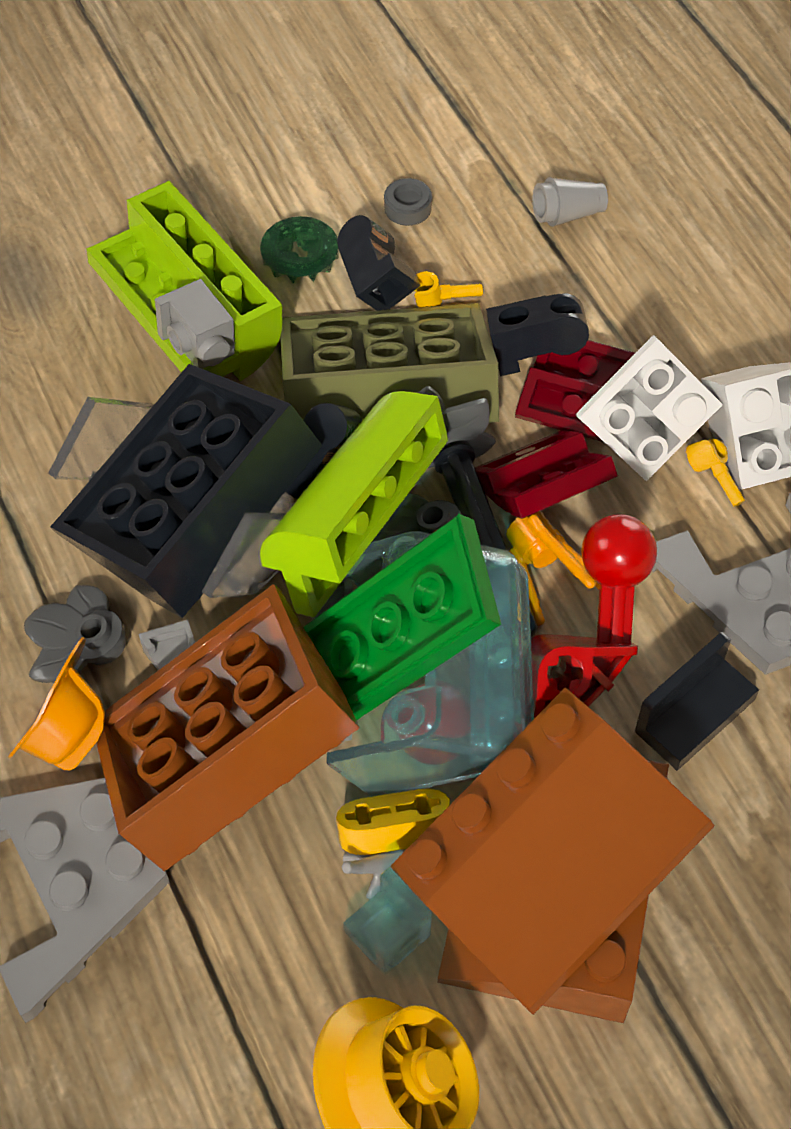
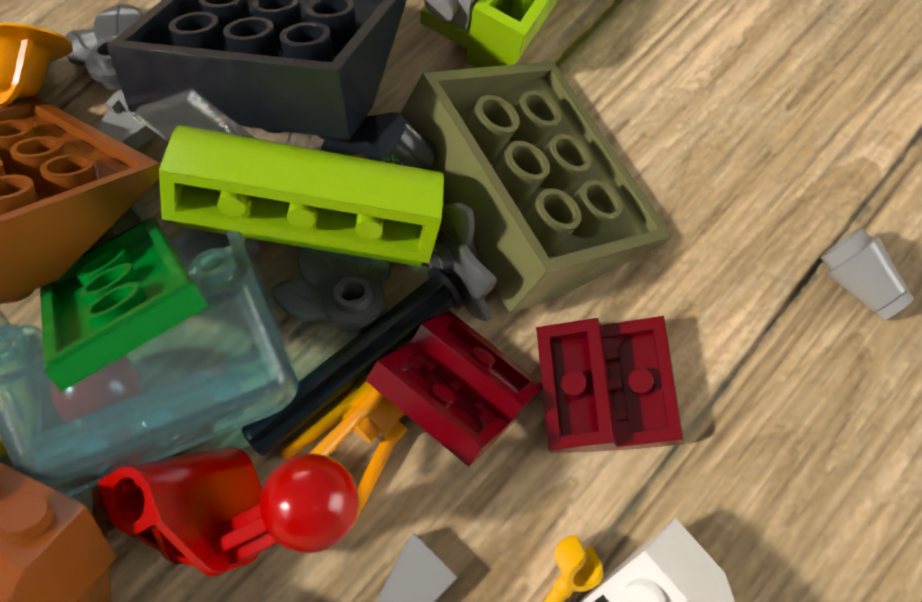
camera: 65 degrees right, 10 degrees up
(311, 235) = (644, 23): clear green gear -> none
(371, 264) = (656, 111): black leg -> none
(407, 201) = (771, 116): dark grey tile -> none
(432, 293) = (662, 190): yellow hand -> none
(536, 328) = (639, 300): black leg -> none
(649, 408) = (592, 471): white slope -> none

